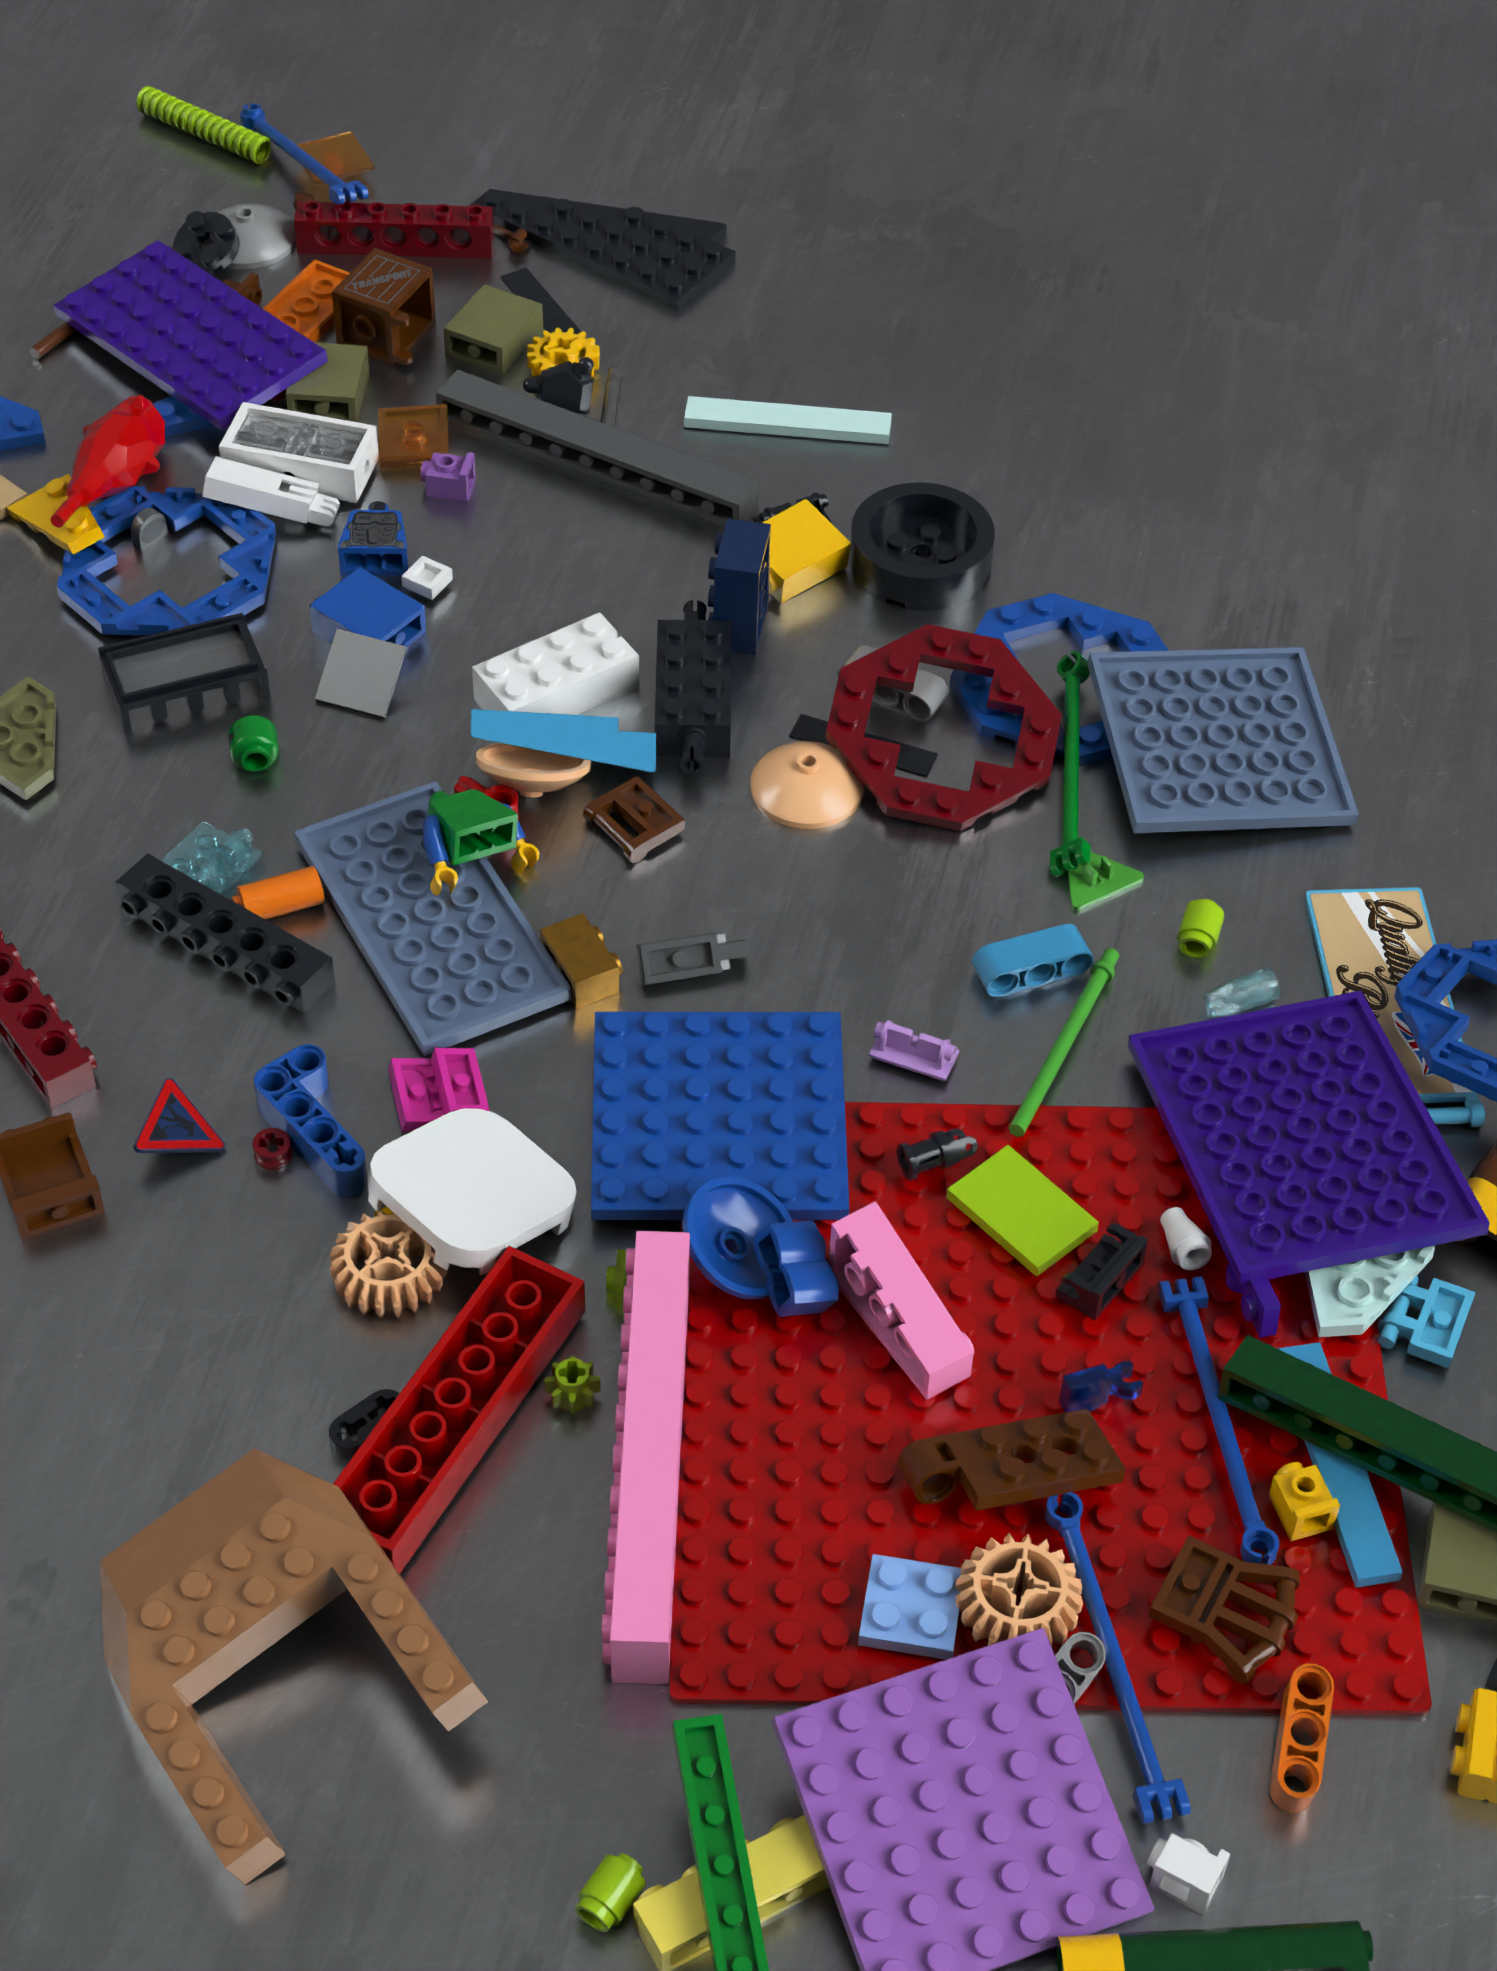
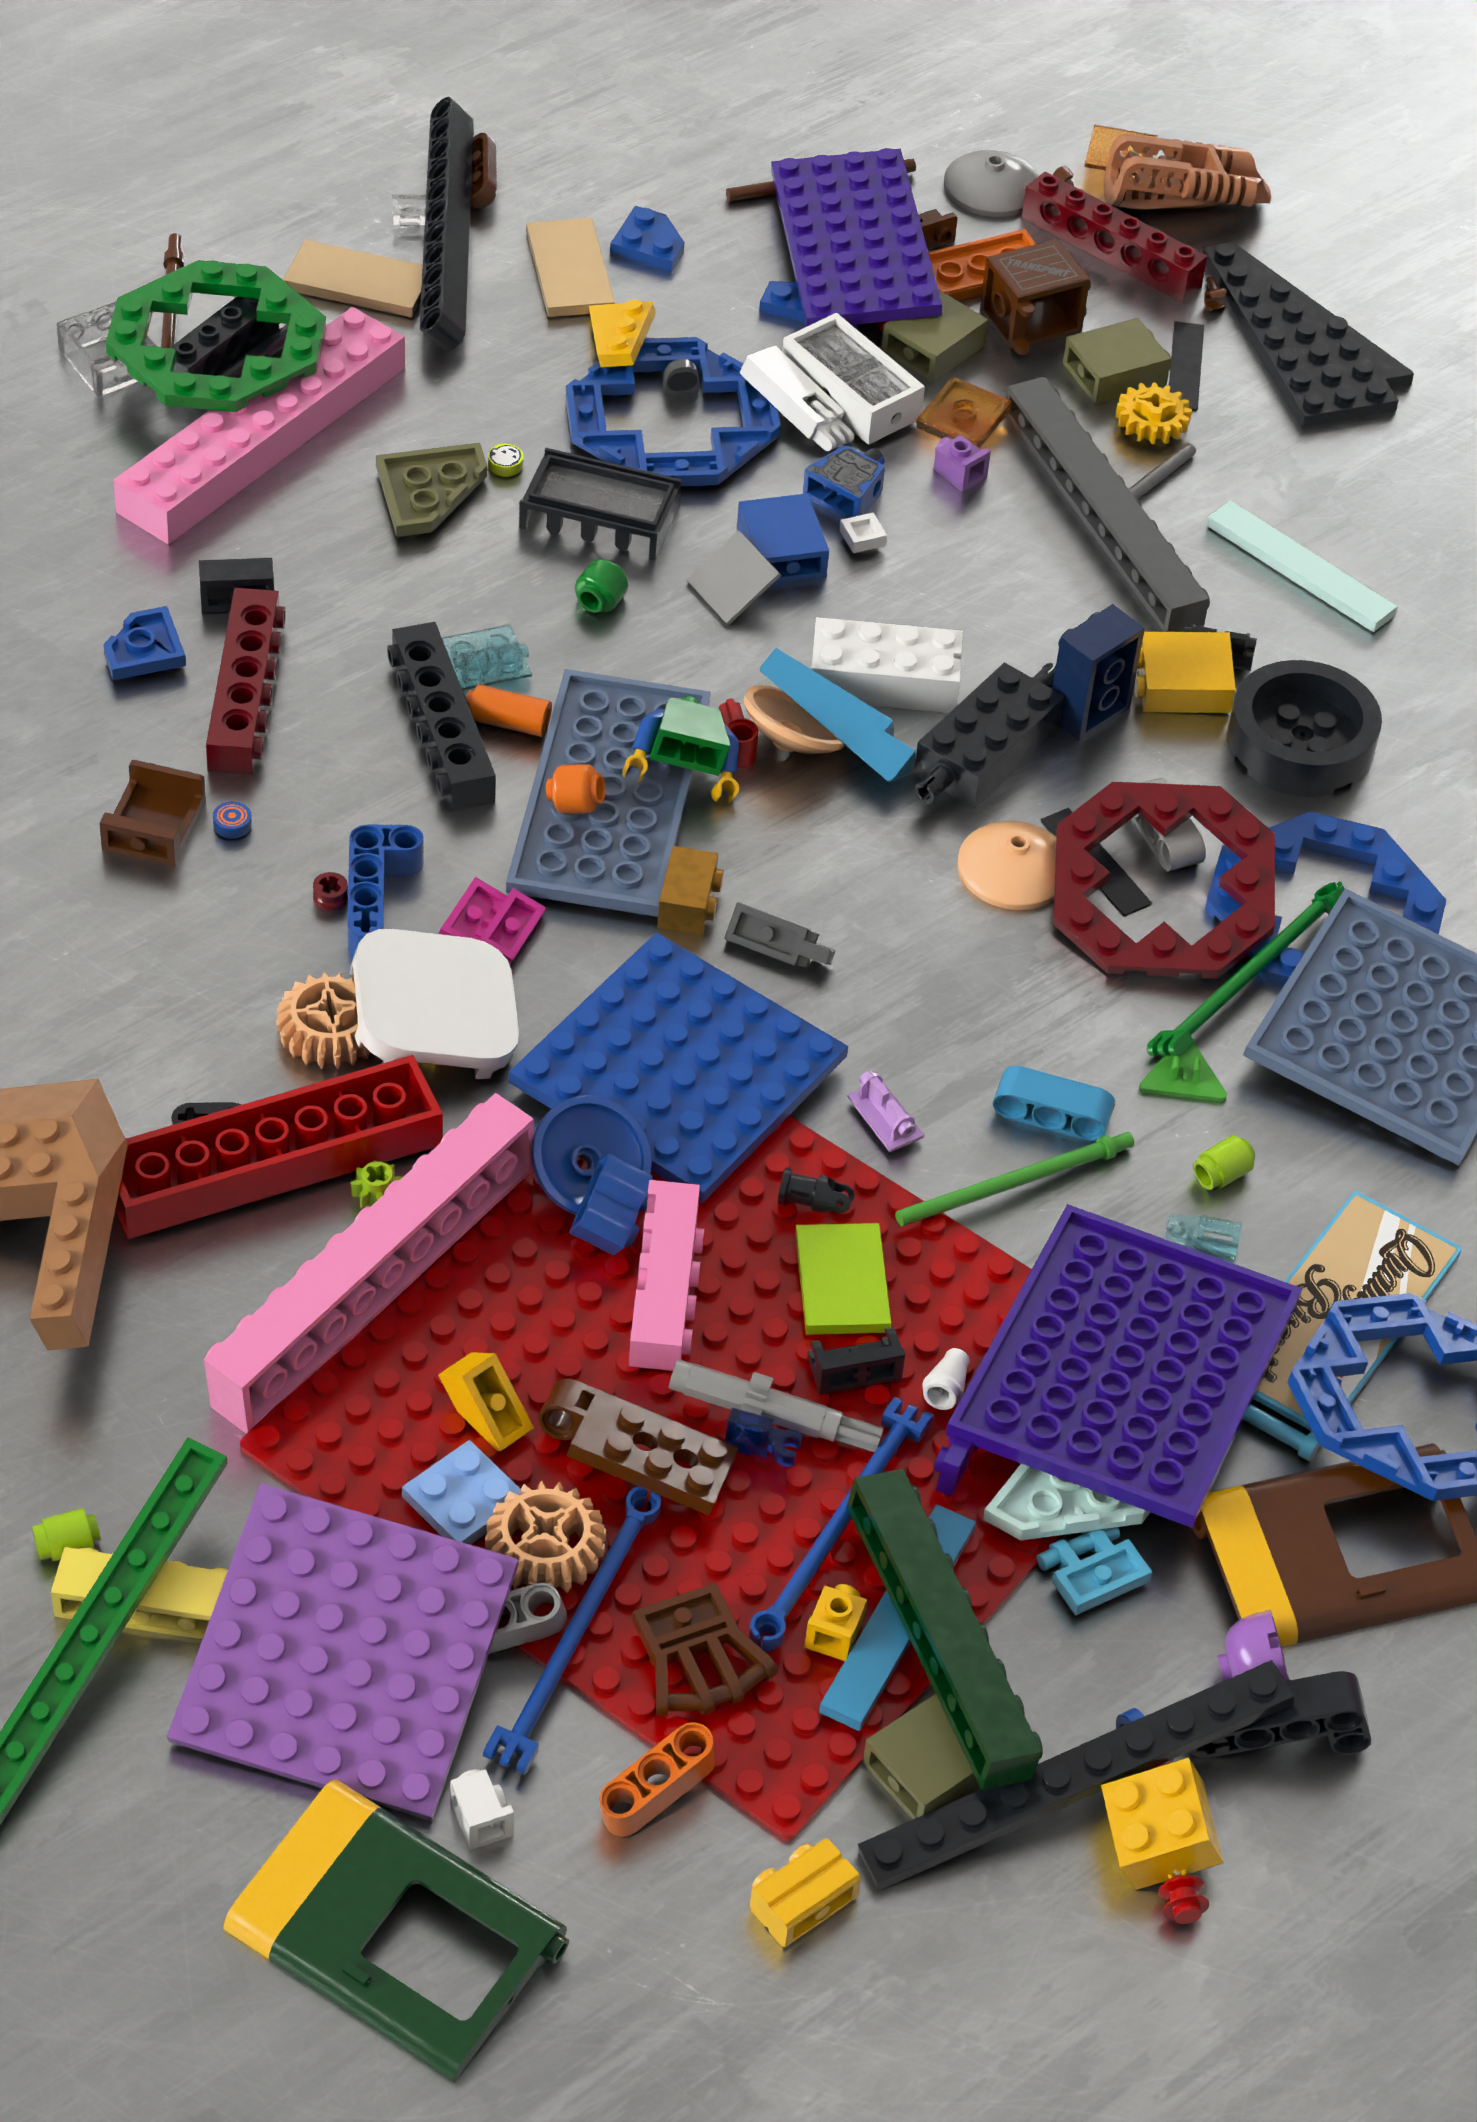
camera: 35 degrees right, 0 degrees up
(60, 679) = (505, 460): none -> tile
(114, 454) = (695, 303): red piece -> none
(119, 1137) = (232, 819): none -> blue tile
(176, 1125) = (273, 831): piece -> none
(200, 228) = (929, 167): black plate -> none
(203, 124) = (1041, 72): lime piece -> none
(339, 191) = (1089, 89): blue hinge -> none
(405, 152) = (1184, 178): none -> nougat connector
(414, 928) = (576, 789): none -> orange head
(564, 386) = (1122, 438): black rock -> none
(642, 810) = (854, 809): reddish brown plate -> none
(853, 1507) = (486, 1399): none -> yellow slope
(1072, 1354) = (784, 1408): none -> light grey piece

